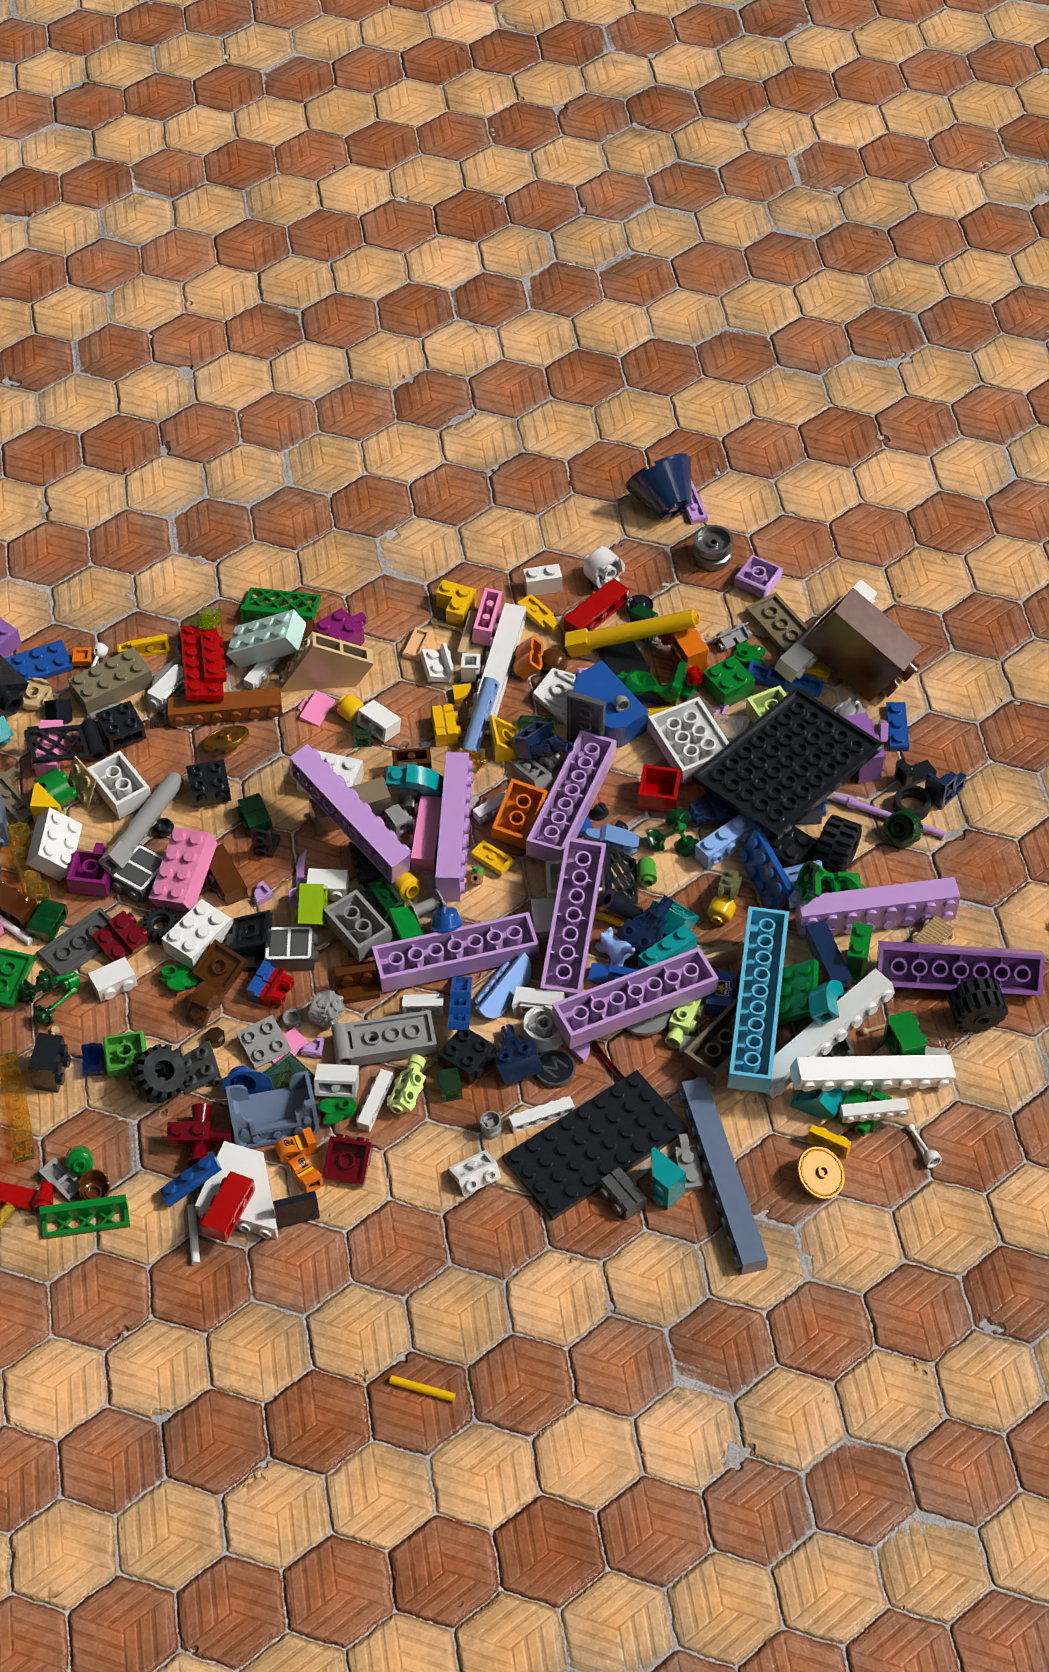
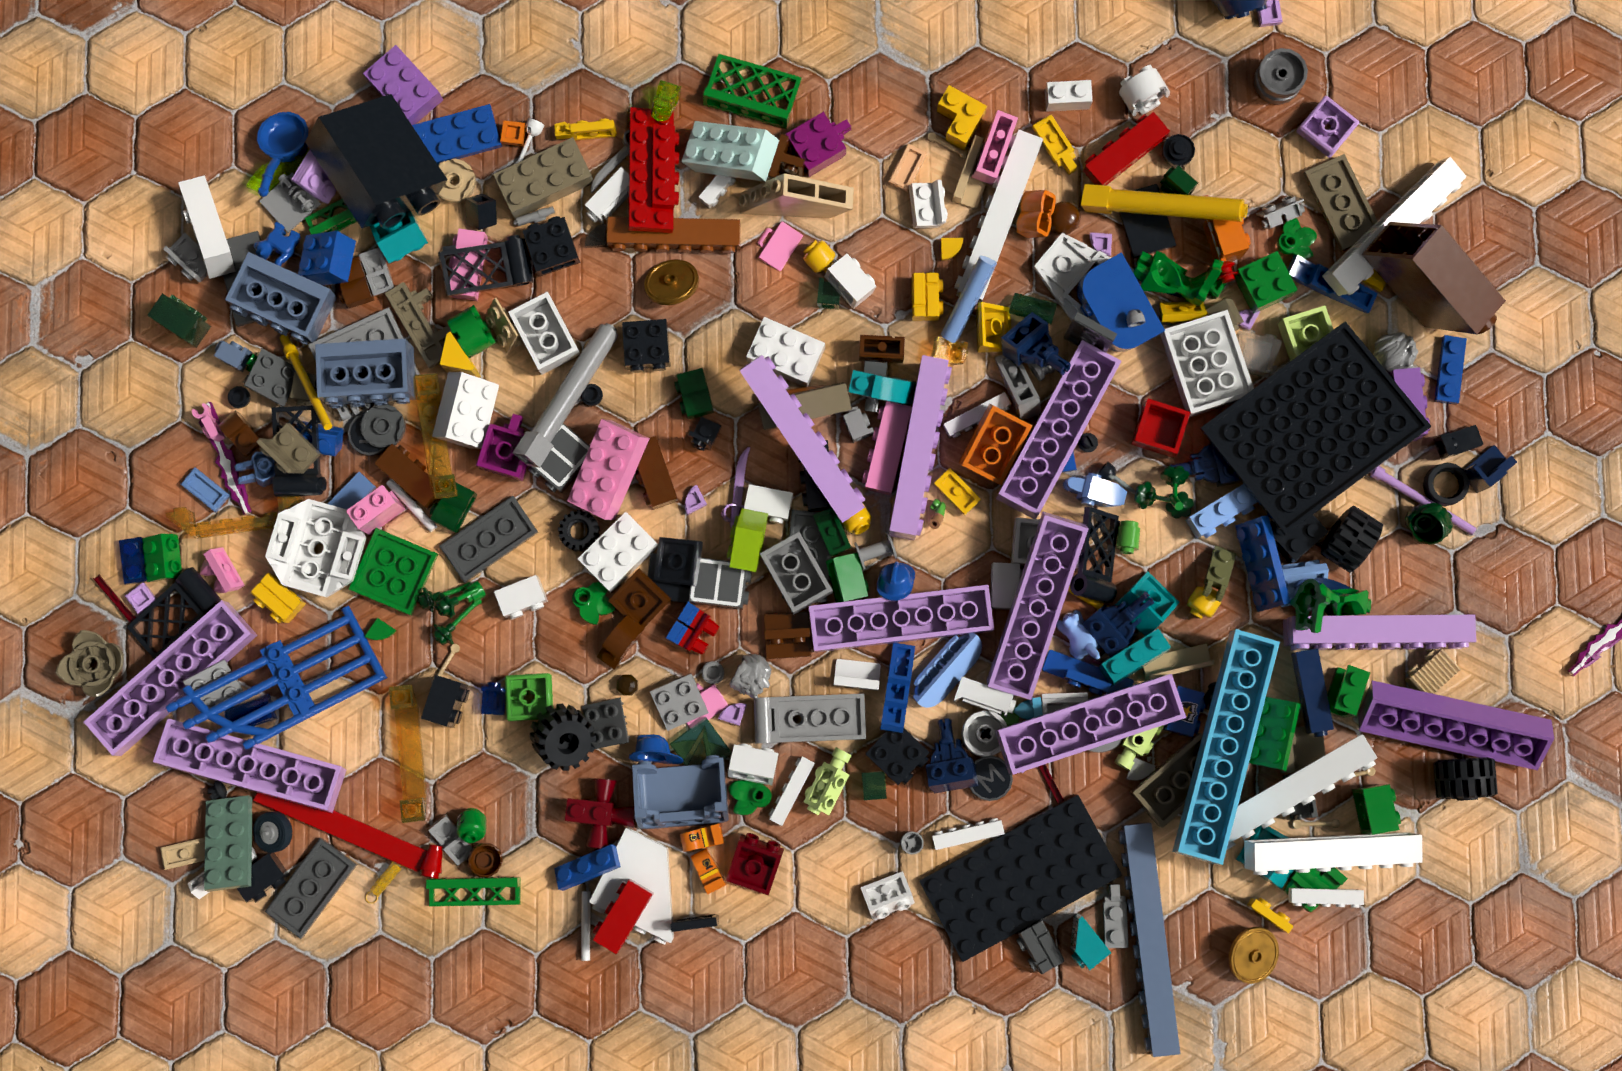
camera: 10 degrees right, 30 degrees up
(121, 937) = (533, 544): dark red plate -> none
(470, 667) = (966, 219): white brick -> none
(824, 1001) = (1298, 761): teal arch -> none
(883, 730) = (1433, 374): lavender tile -> none
(930, 1157) = (1373, 948): white hinge -> none

